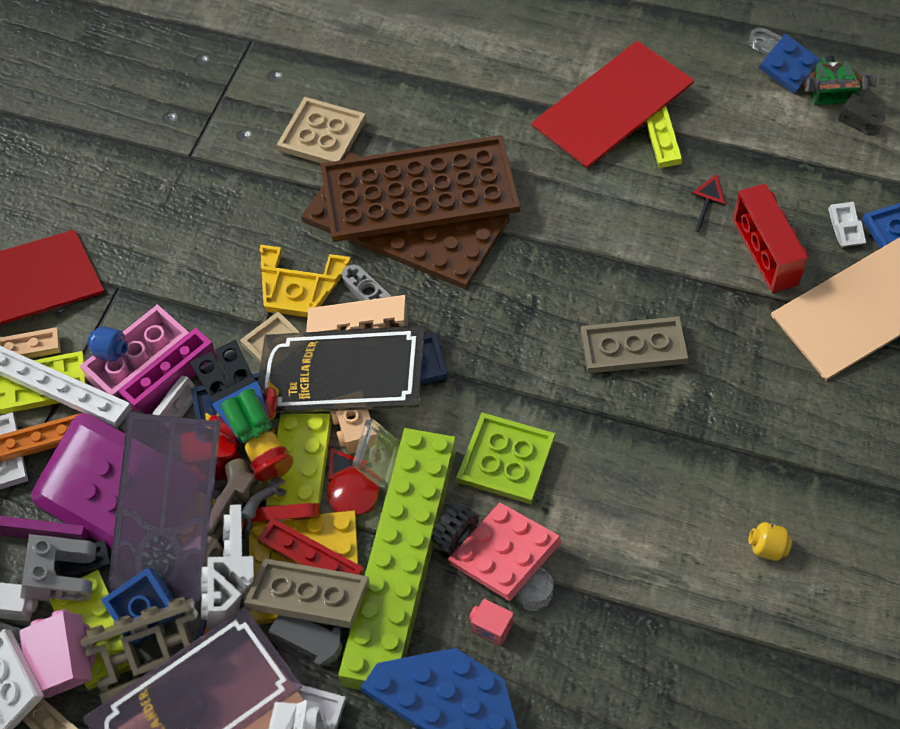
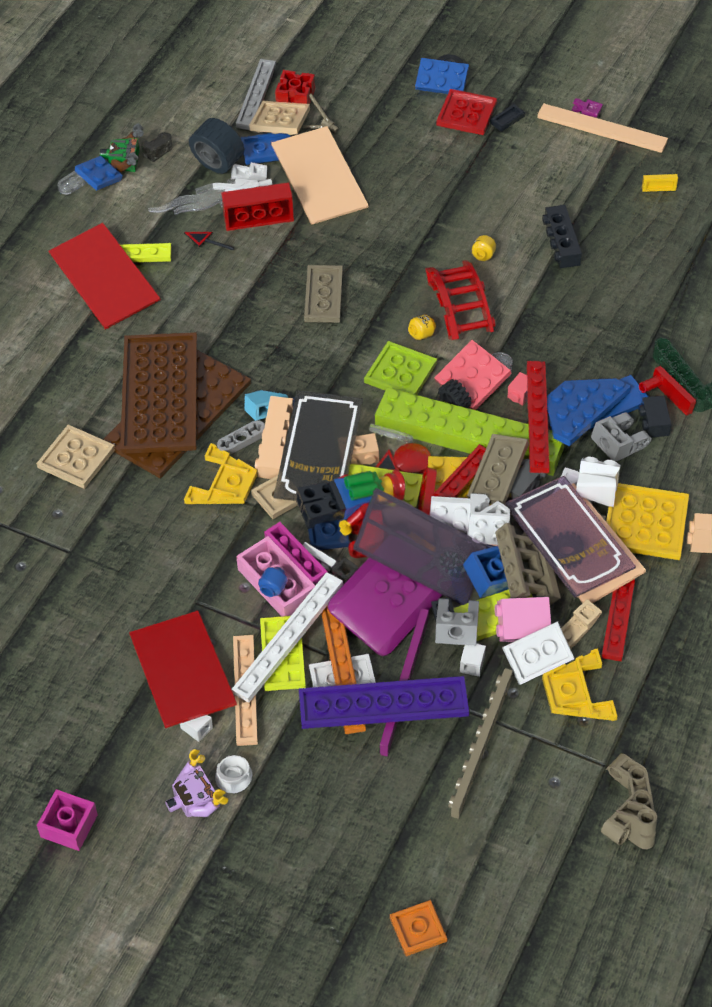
camera: 85 degrees left, 5 degrees down
(251, 506) = (420, 503): dark grey piece -> none
(415, 639) = (537, 417): none -> red plate
(419, 301) = (258, 402): none -> medium azure slope
(589, 473) = (421, 327): none -> yellow head
(642, 487) = (437, 281): none -> red fence
(790, 677) = (562, 236): none -> black brick
(791, 196) = (208, 195): none -> clear piece
(866, 168) = (216, 145): none -> black wheel

